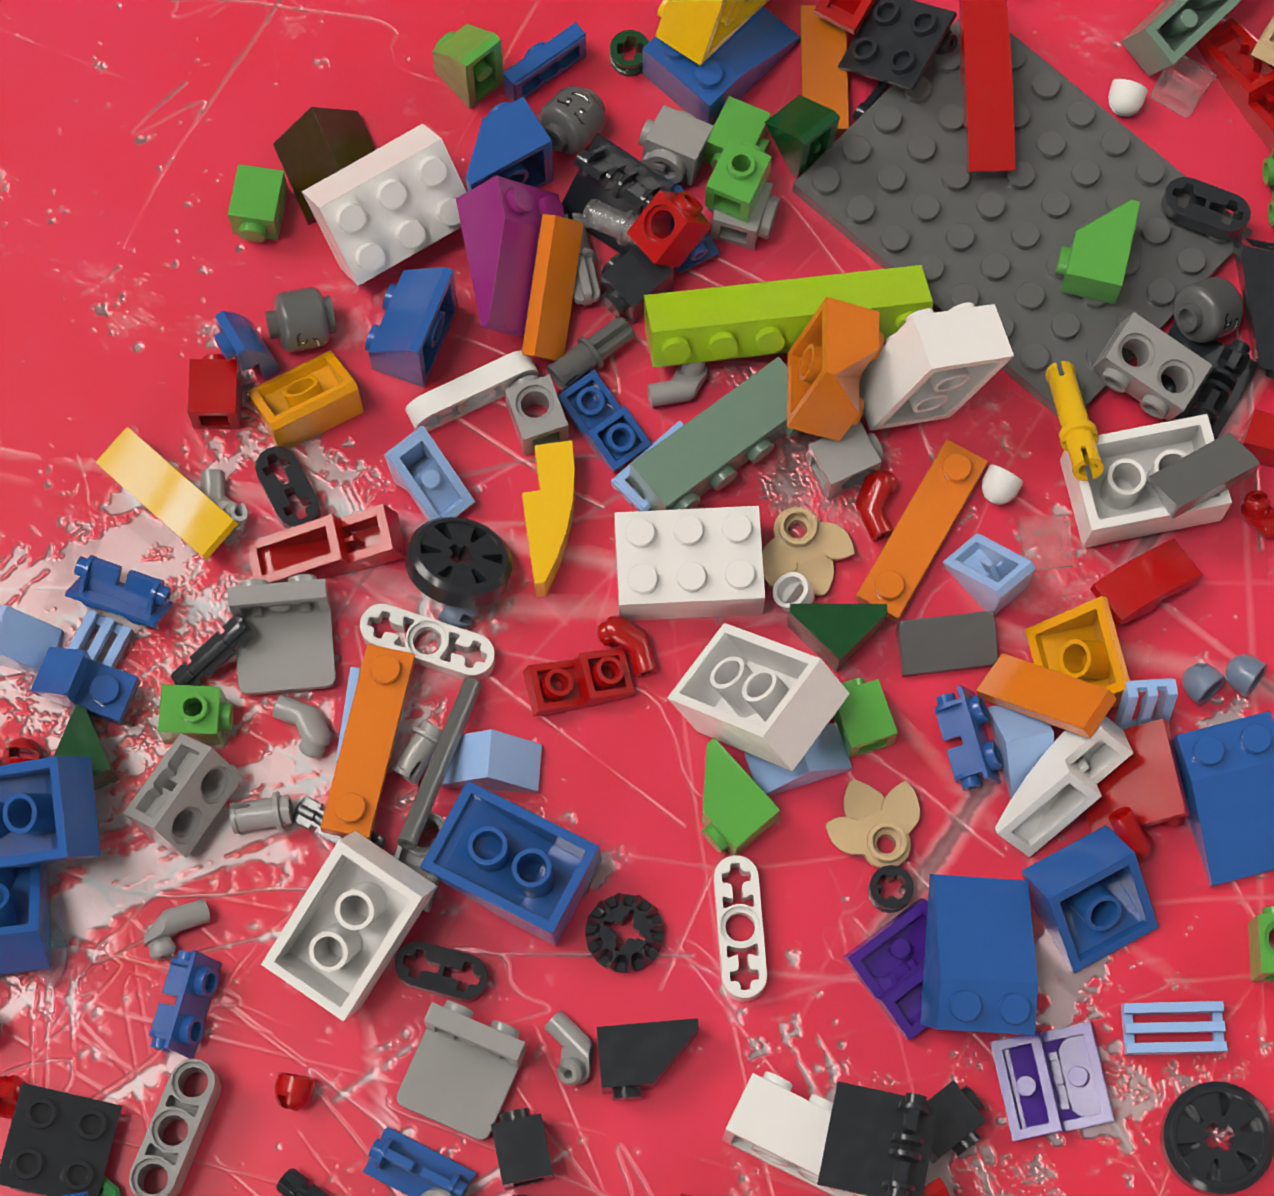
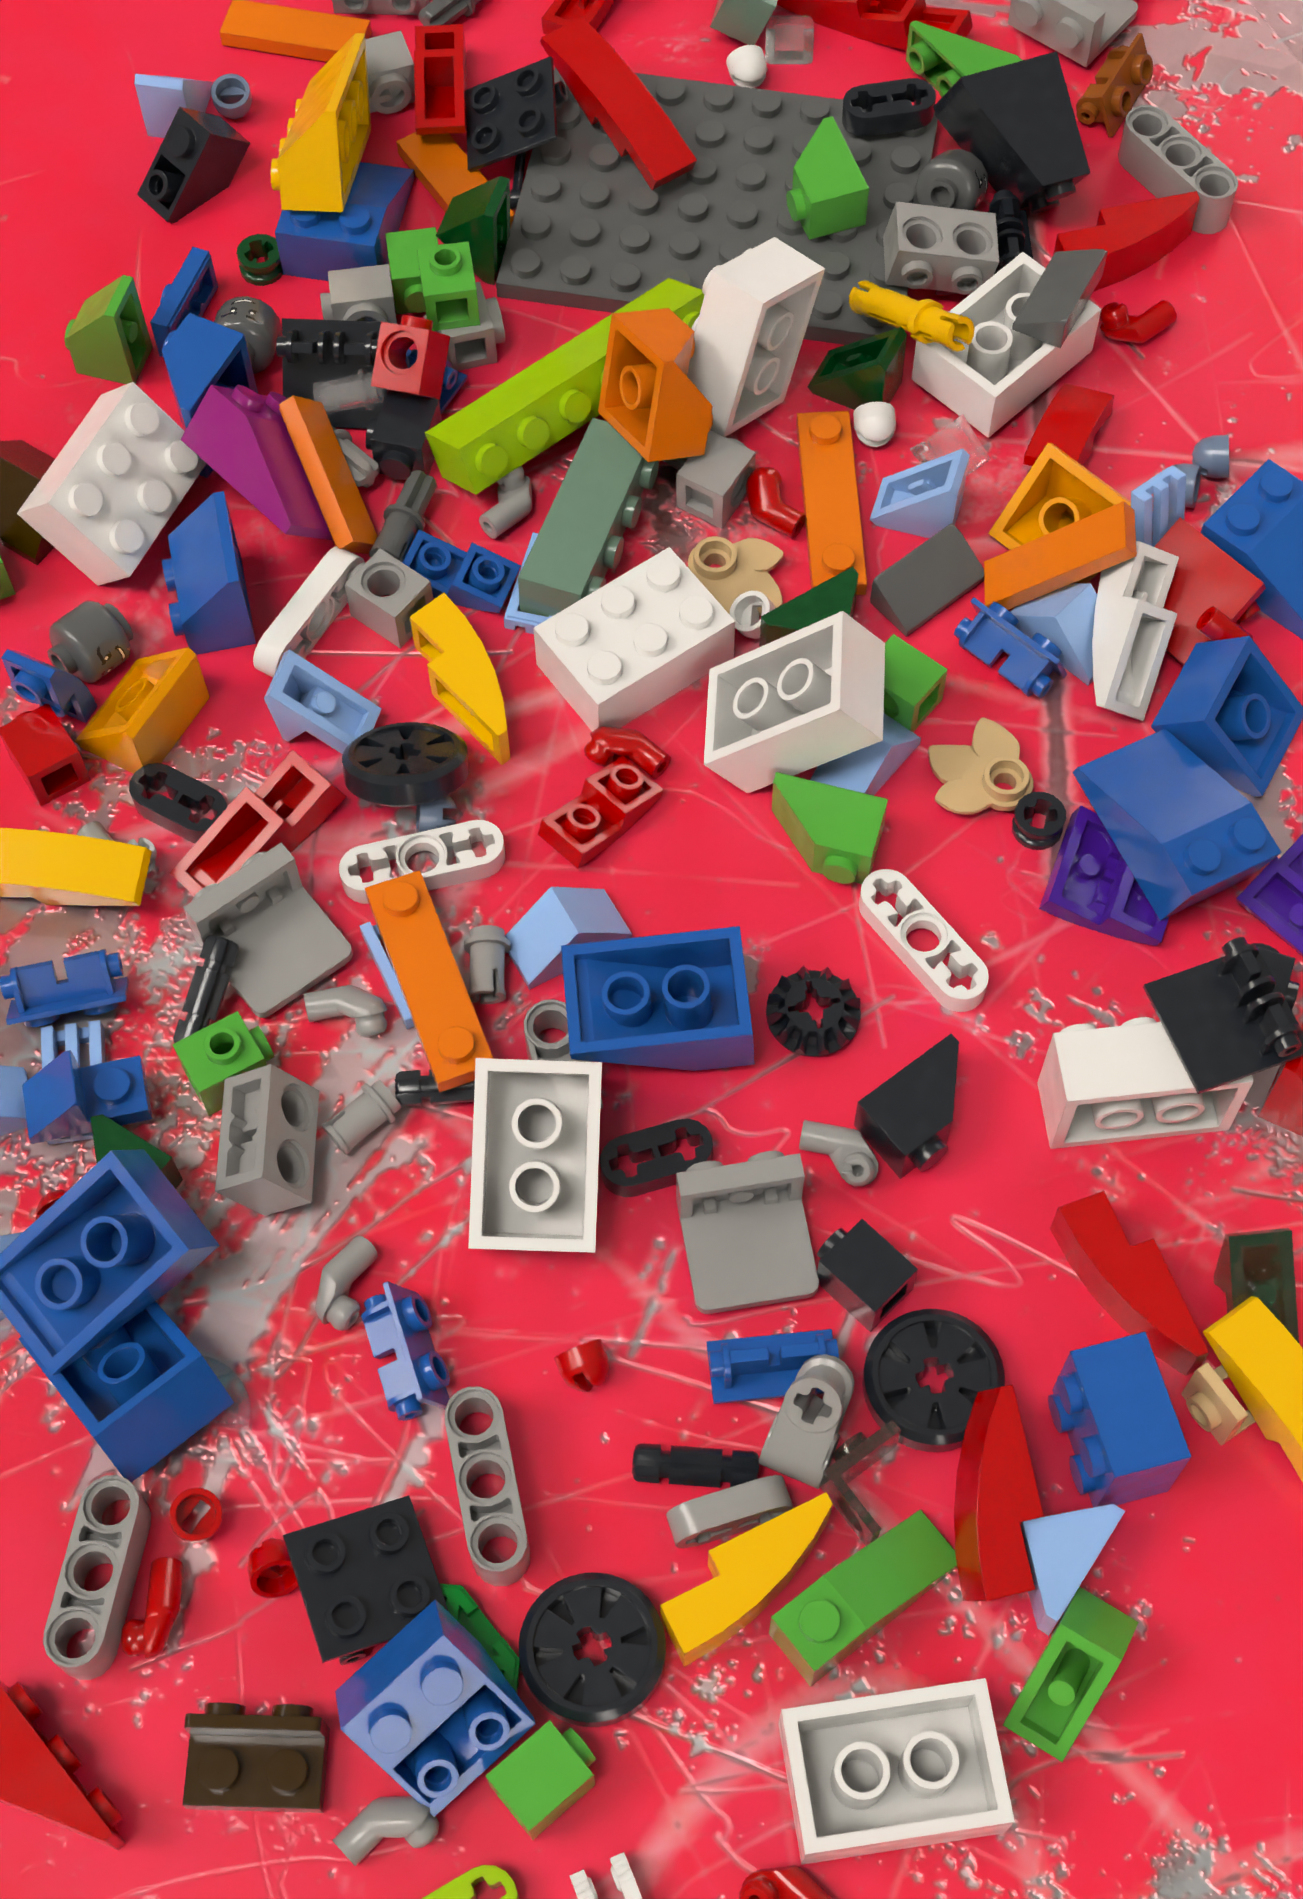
camera: 30 degrees left, 10 degrees down
(439, 764) = (519, 955): dark grey piece -> none
(1019, 434) = (862, 370): none -> dark green slope

